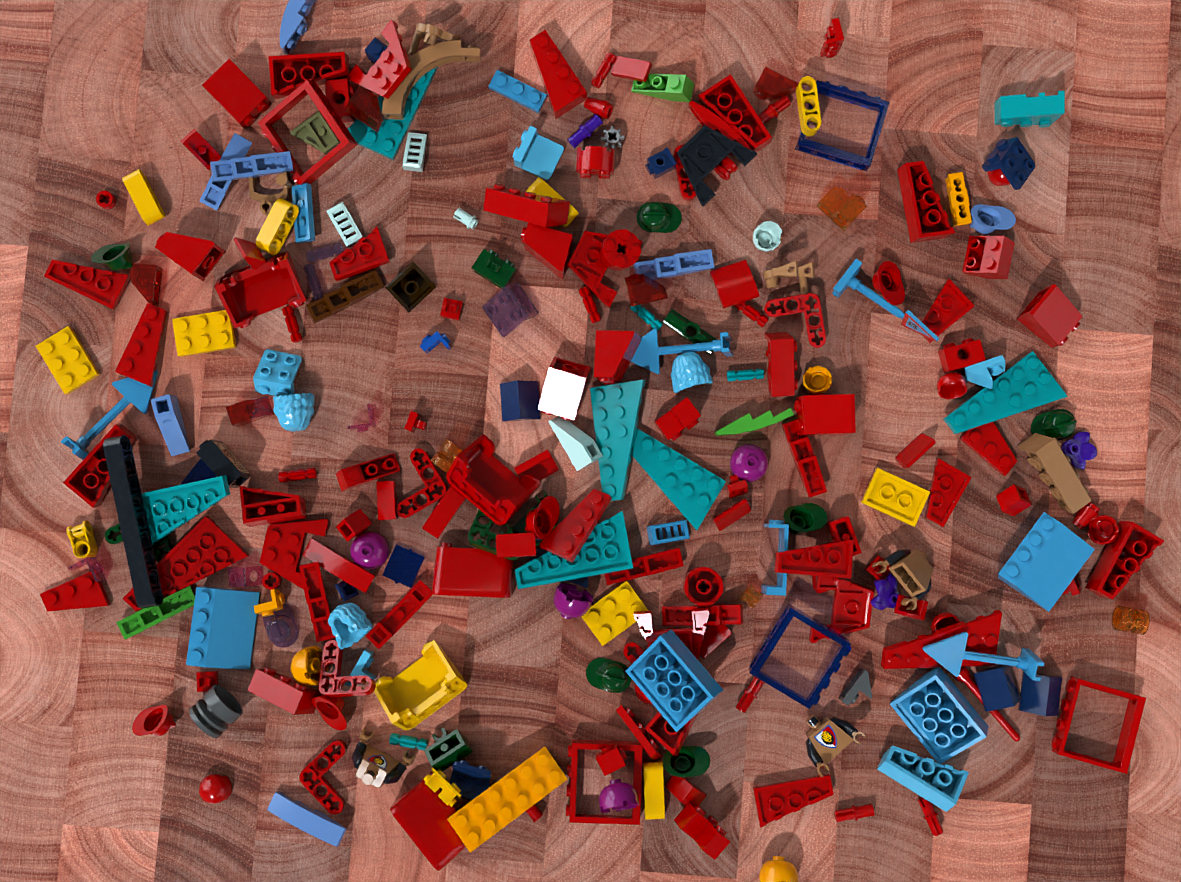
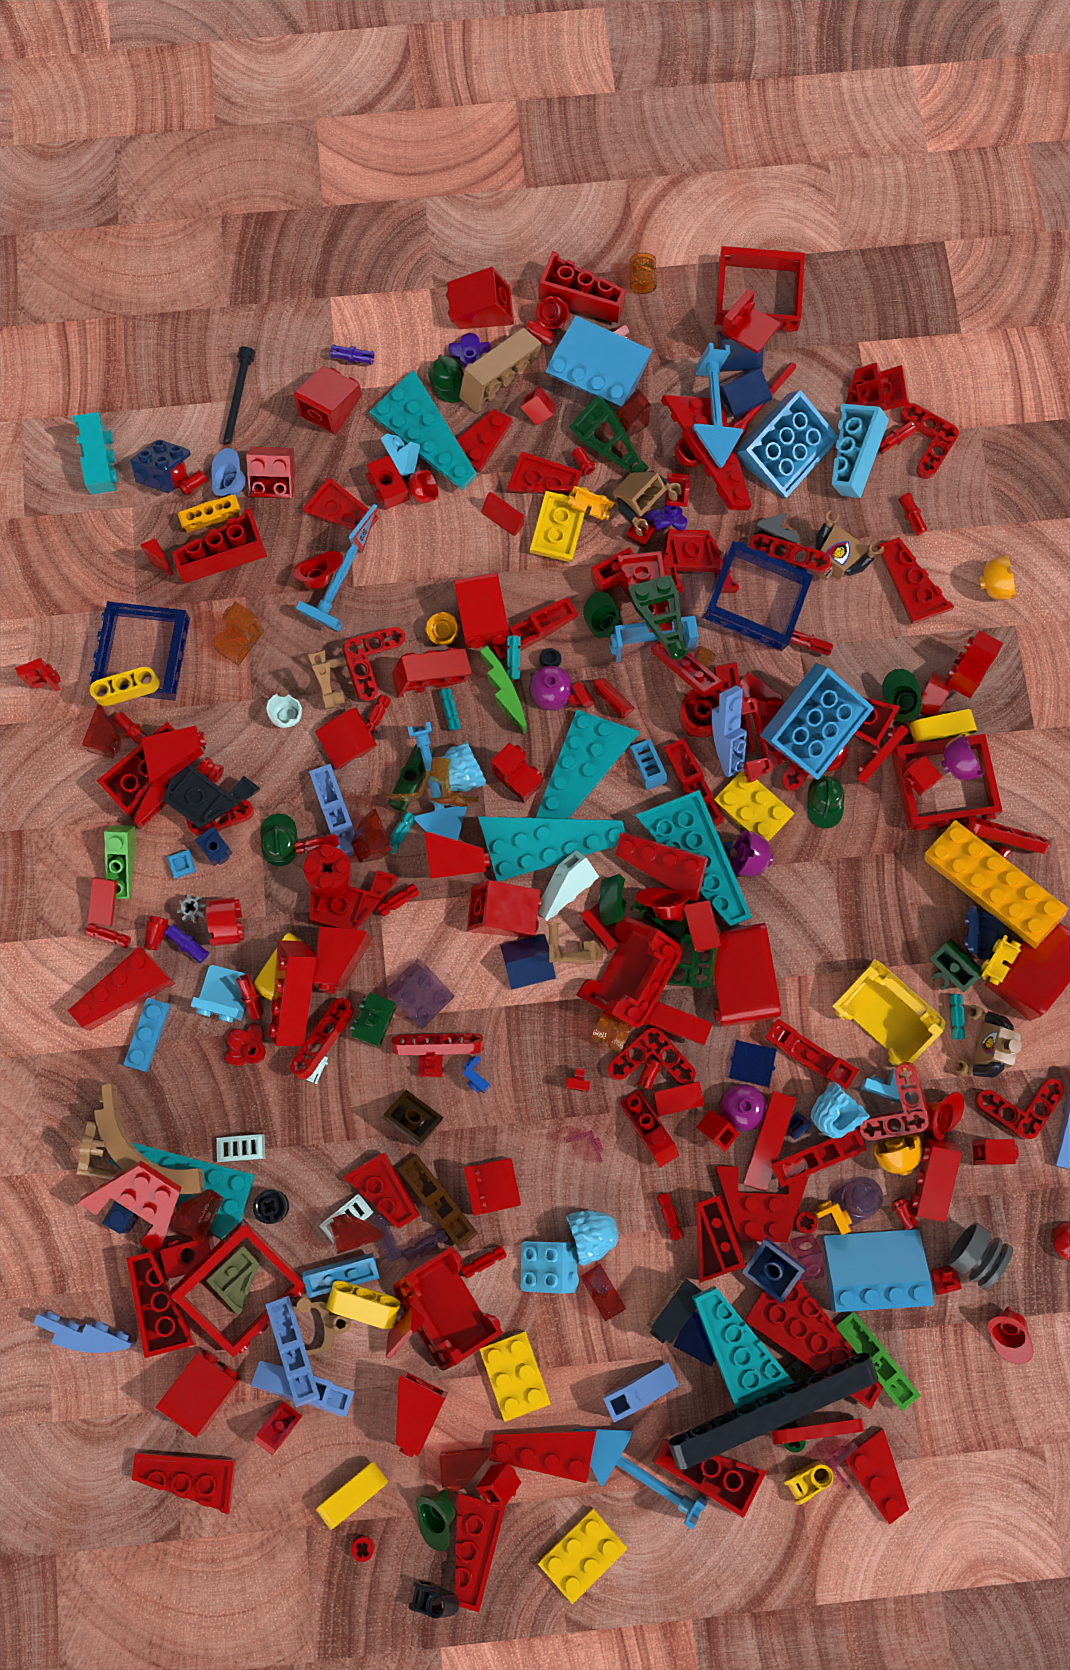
camera: 100 degrees left, 10 degrees down
(58, 244) = (429, 1599): none -> black piece
(114, 568) = (817, 1431): none -> red beam
(126, 306) = (499, 1485): none -> red brick
(179, 86) = (188, 1477): none -> red wing
(237, 545) = (774, 1270): none -> dark blue slope
(263, 660) = (904, 1213): none -> red pin
(292, 743) = (994, 1152): none -> red brick
(330, 225) = (353, 1233): none -> clear red slope
(346, 339) = (492, 1186): none -> red bracket
(365, 168) = (271, 1206): none -> black wheel
(412, 482) = (649, 1073): none -> red pin
(463, 315) = (437, 1044): none -> red beam
(489, 223) = (325, 1039): none -> red beam
(496, 164) = (242, 1044): none -> red plate
(514, 446) = (587, 951): none -> medium nougat piece
(531, 174) = (249, 996): none -> red axle
(549, 821) = (1007, 835): none -> red beam
(553, 476) = (610, 901): none -> dark green slope
(648, 246) = (311, 844): none -> red axle
(652, 136) = (181, 864): none -> dark azure tile
(678, 602) = (728, 736): none -> medium blue slope
(682, 353) = (440, 772): none -> clear orange plant
(741, 135) = (171, 752): none -> red slope
(743, 580) = (690, 671): none -> red plate
(775, 467) = (550, 657): none -> black plate
(781, 435) = (513, 656): none -> teal axle
(810, 560) = (655, 592): none -> dark green plate
(834, 694) = (791, 550): none -> red beam
(909, 534) = (581, 498): none -> light orange hinge
(921, 854) = (939, 439): none -> red beam
(924, 149) = (156, 556): none -> red slope
(954, 530) = (586, 465): none -> red pin
(980, 810) = (878, 388): none -> red slope
(988, 582) = (634, 413): none -> clear red slope
(990, 189) = (192, 482): none -> red pin
(991, 545) = (591, 419): none -> dark green plate
(1059, 704) = (748, 325): none -> red bracket
(1091, 345) = (352, 354): none -> dark purple pin
(1103, 251) = (246, 357): none -> black piece
(1126, 467) = (480, 300): none -> red slope

